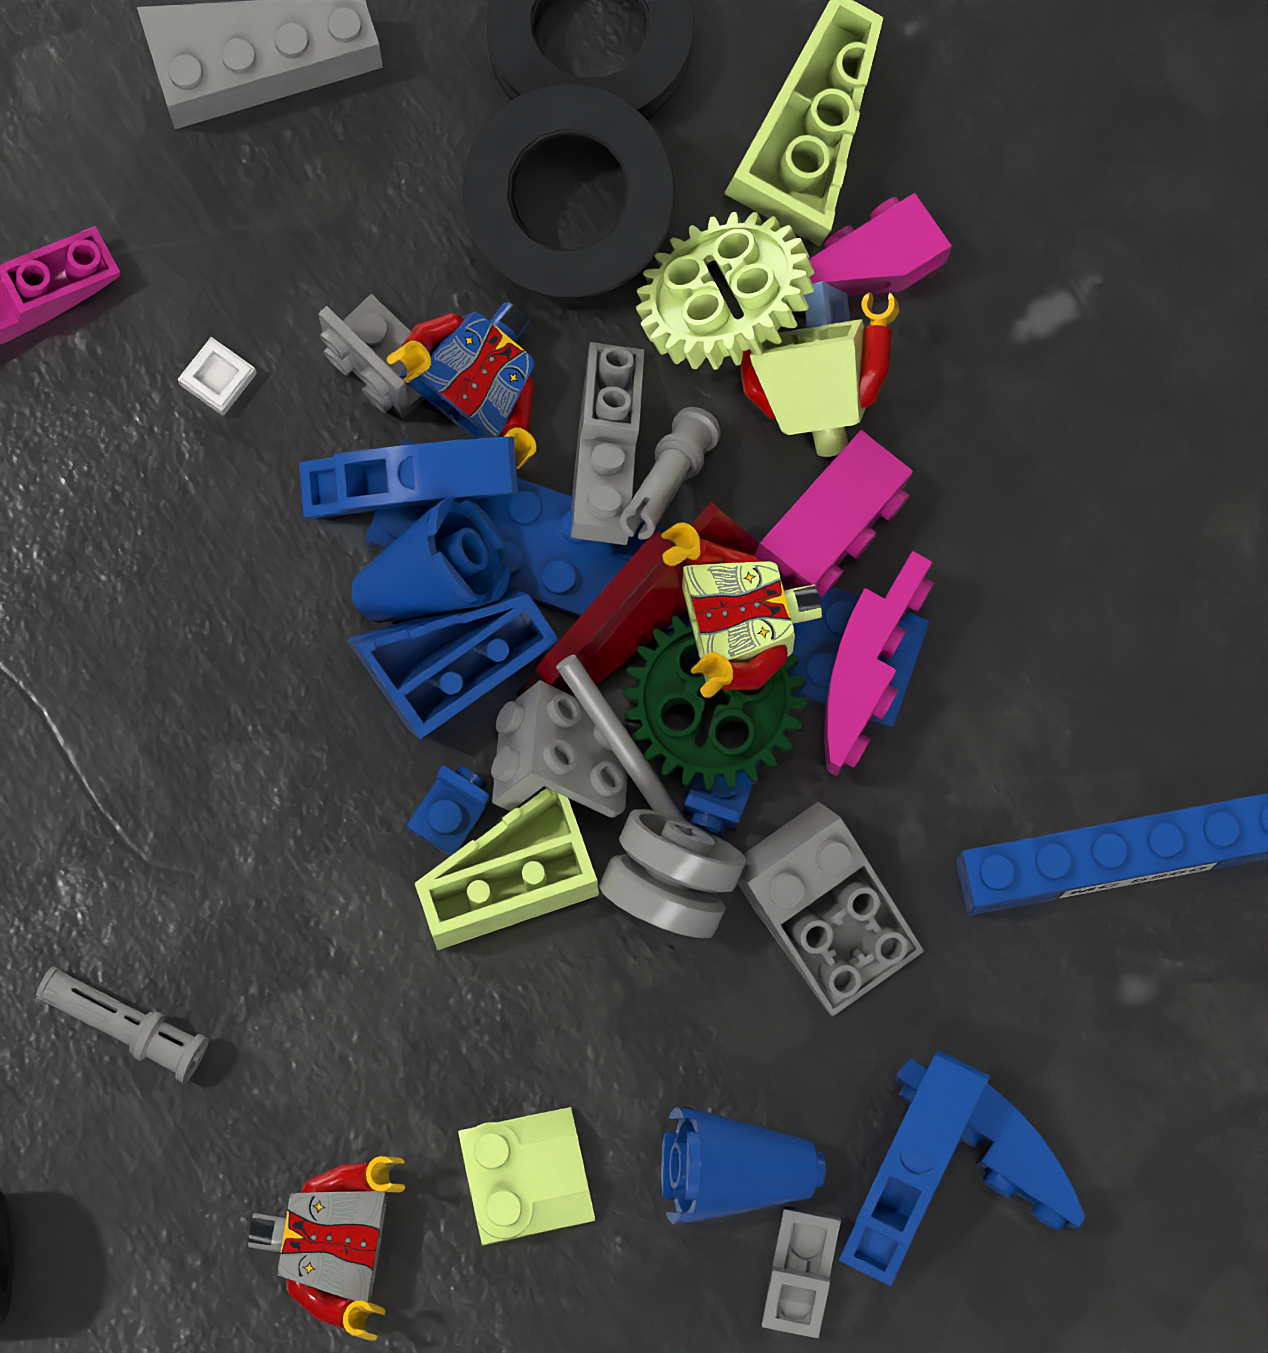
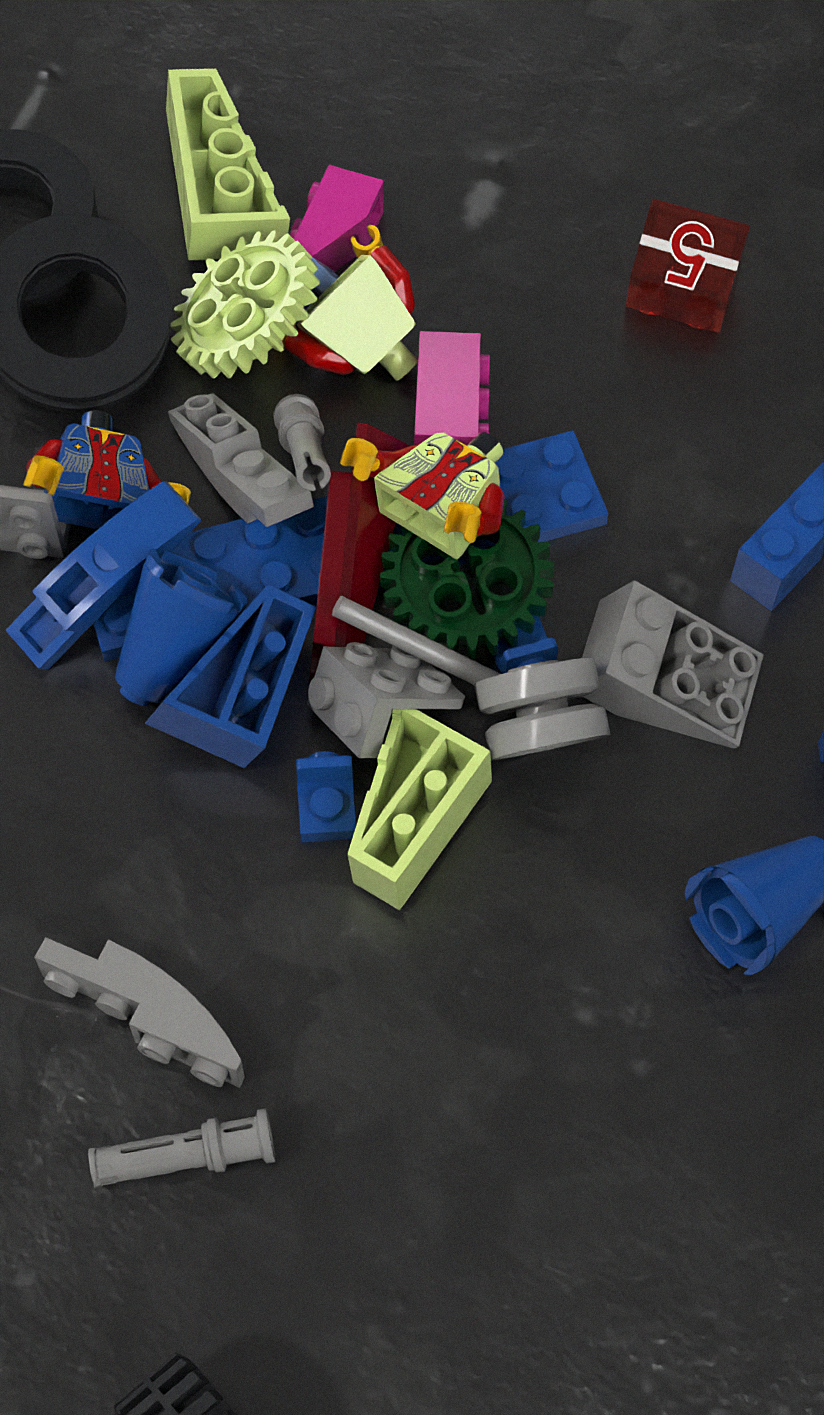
camera: 35 degrees left, 15 degrees down
(186, 903) = (165, 1014): none -> light grey slope
(332, 1242) = (503, 1193): torso -> none
(526, 1176) = (611, 1030): yellowish green slope -> none
(860, 680) = (556, 479): dark pink slope -> none
(1156, 538) = (687, 265): none -> clear red slope

